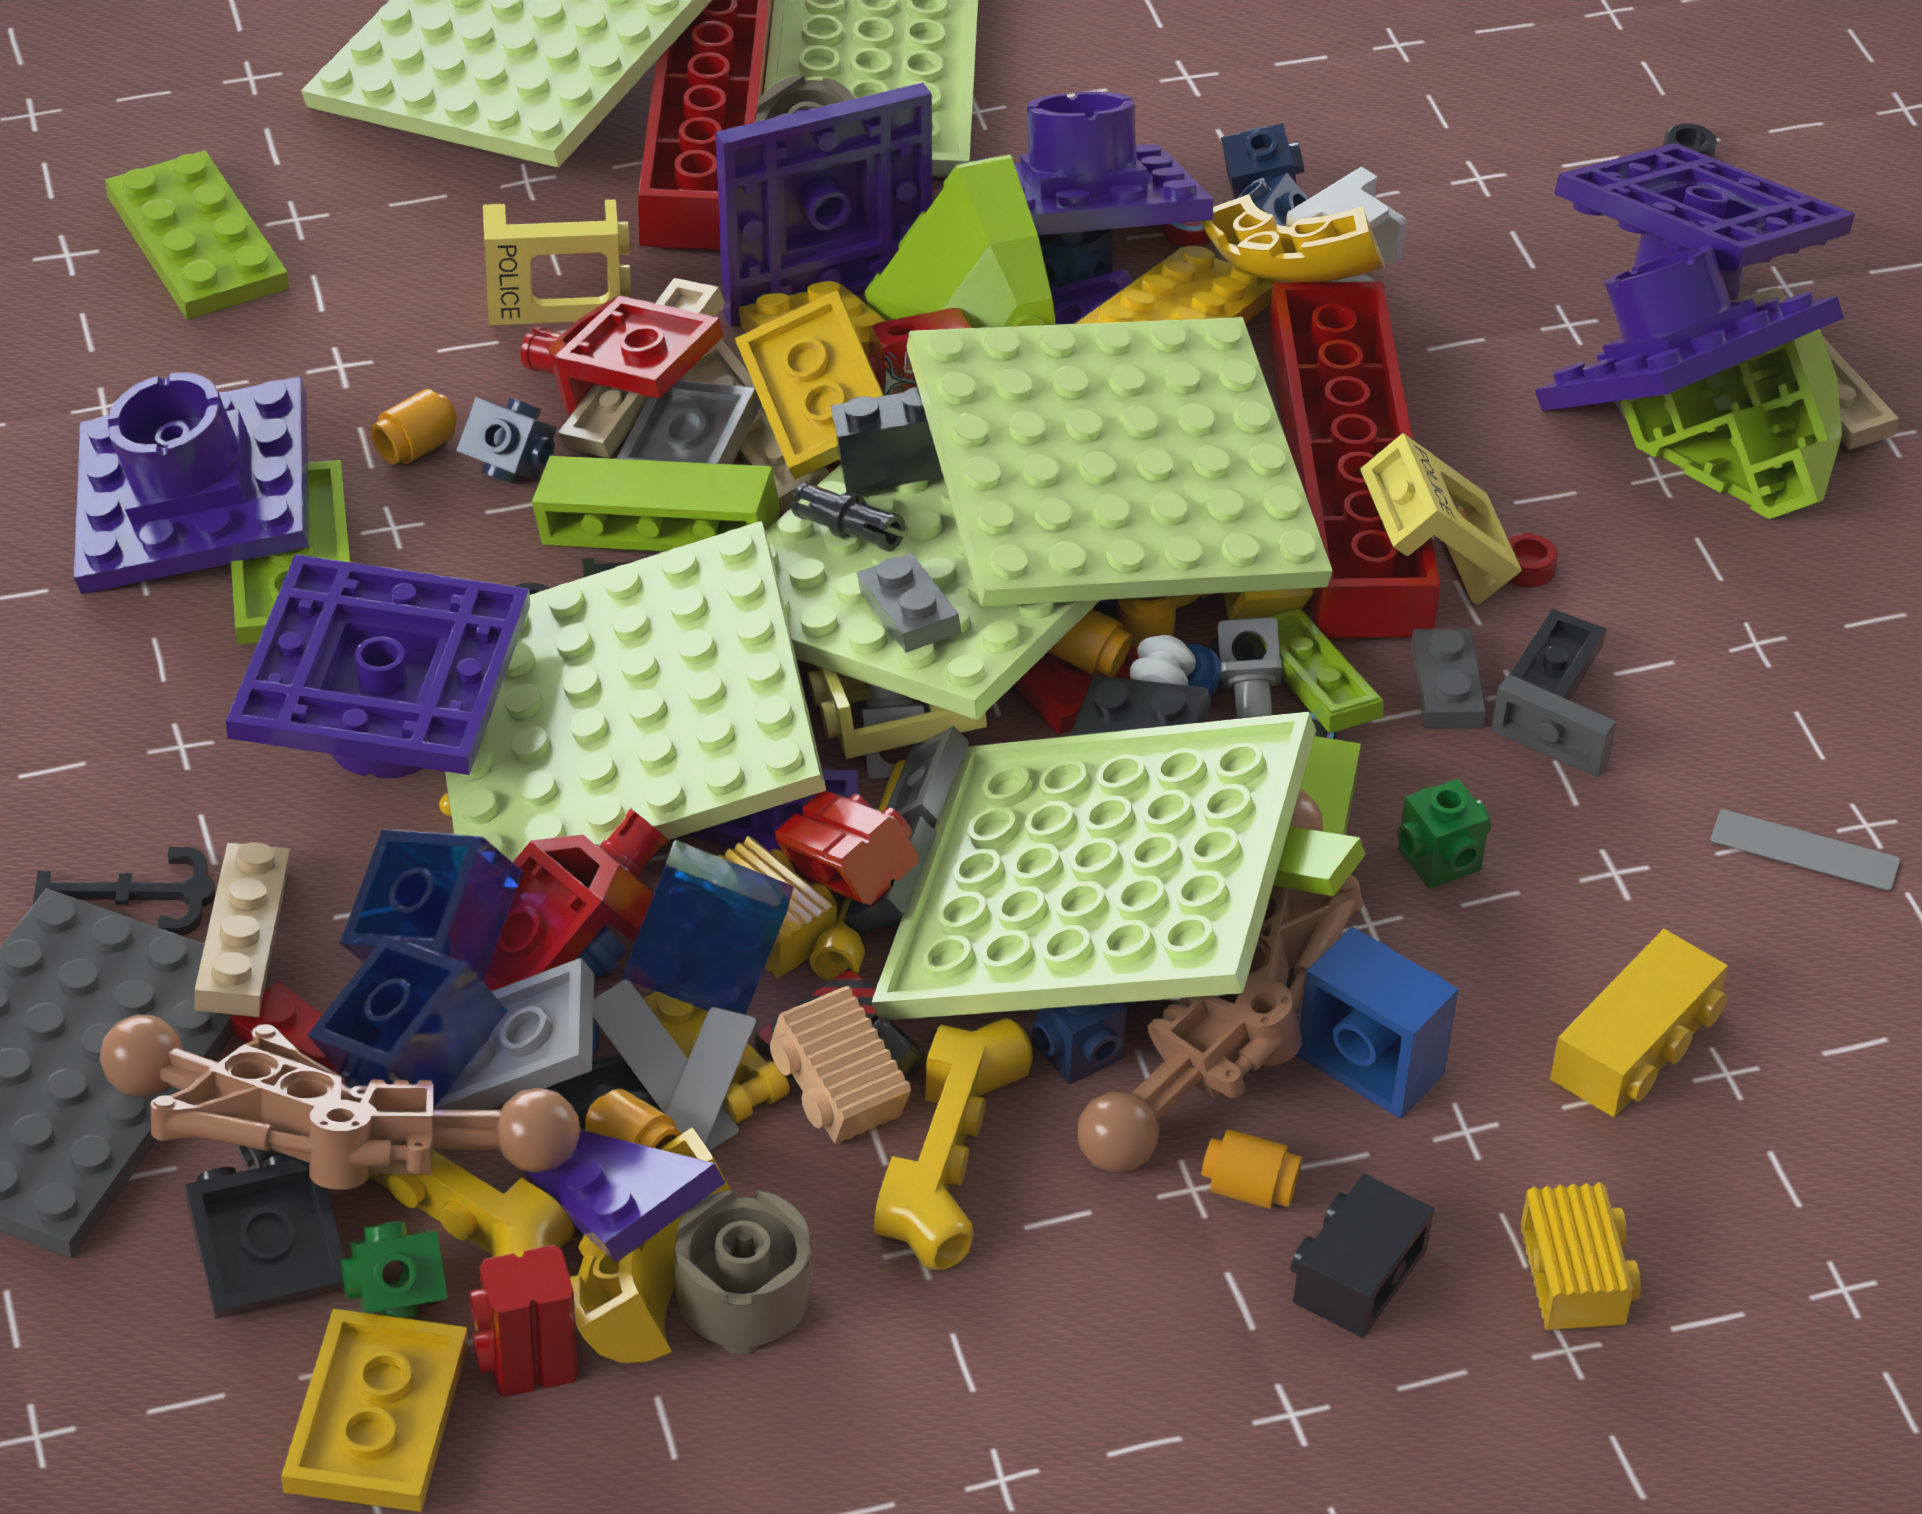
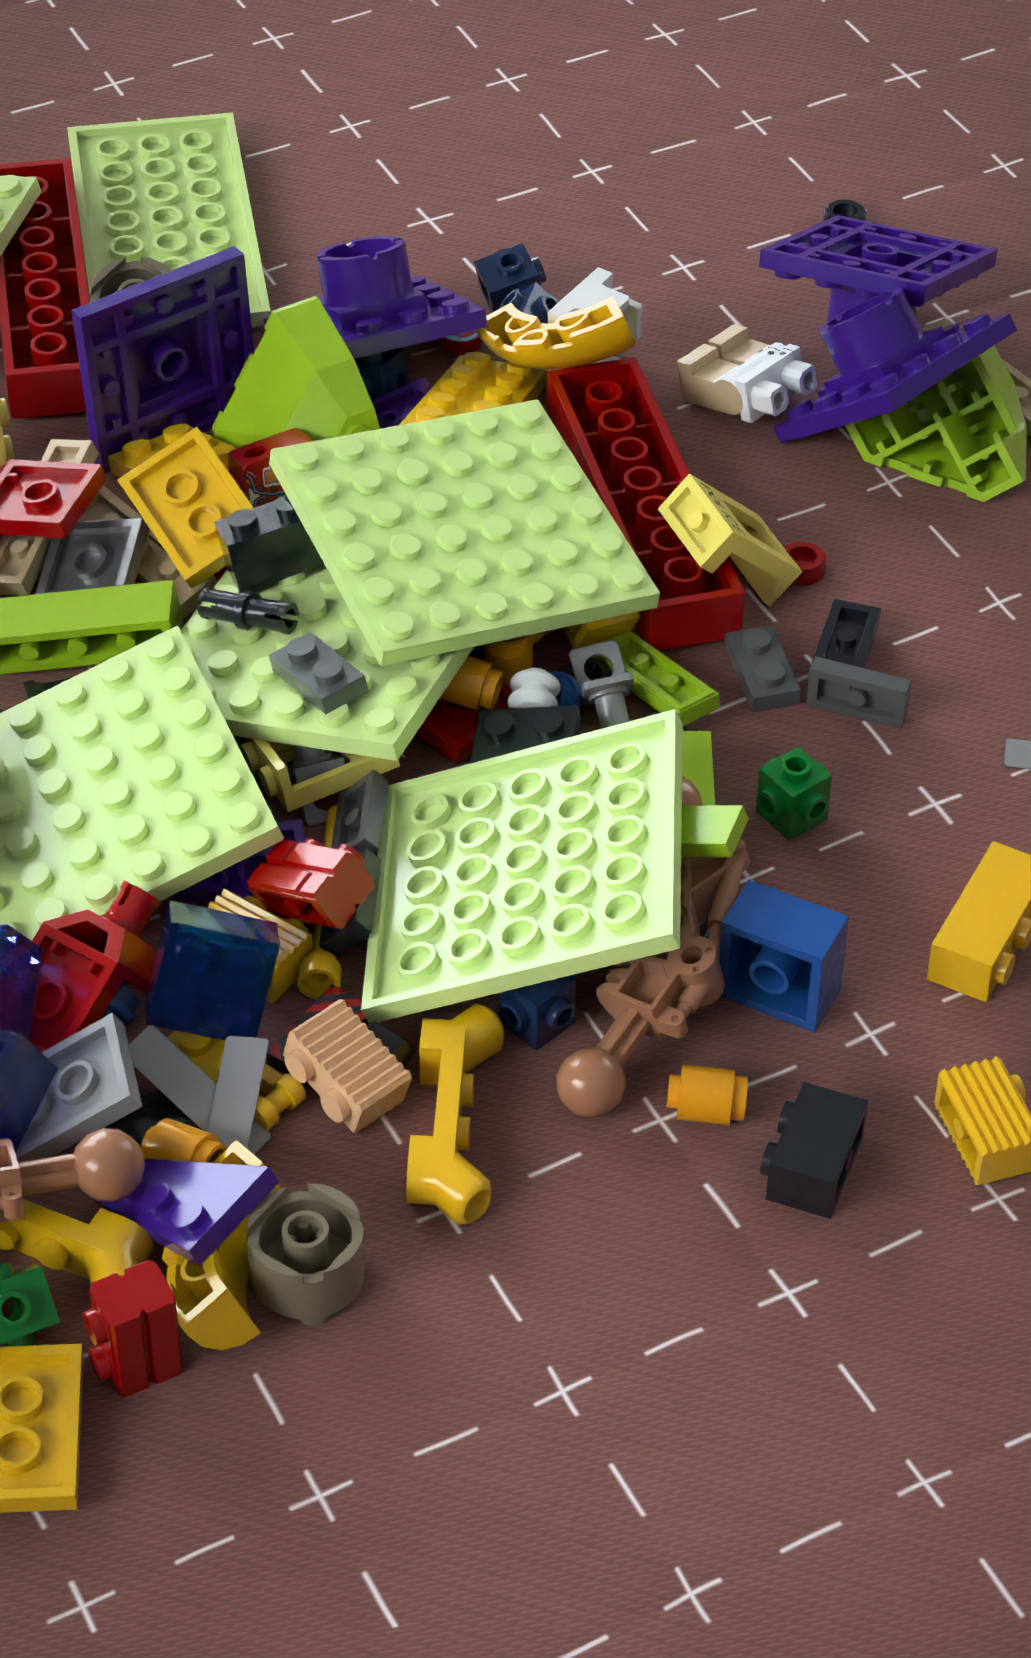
camera: 10 degrees left, 0 degrees up
(1513, 321) = (744, 375): none -> hips

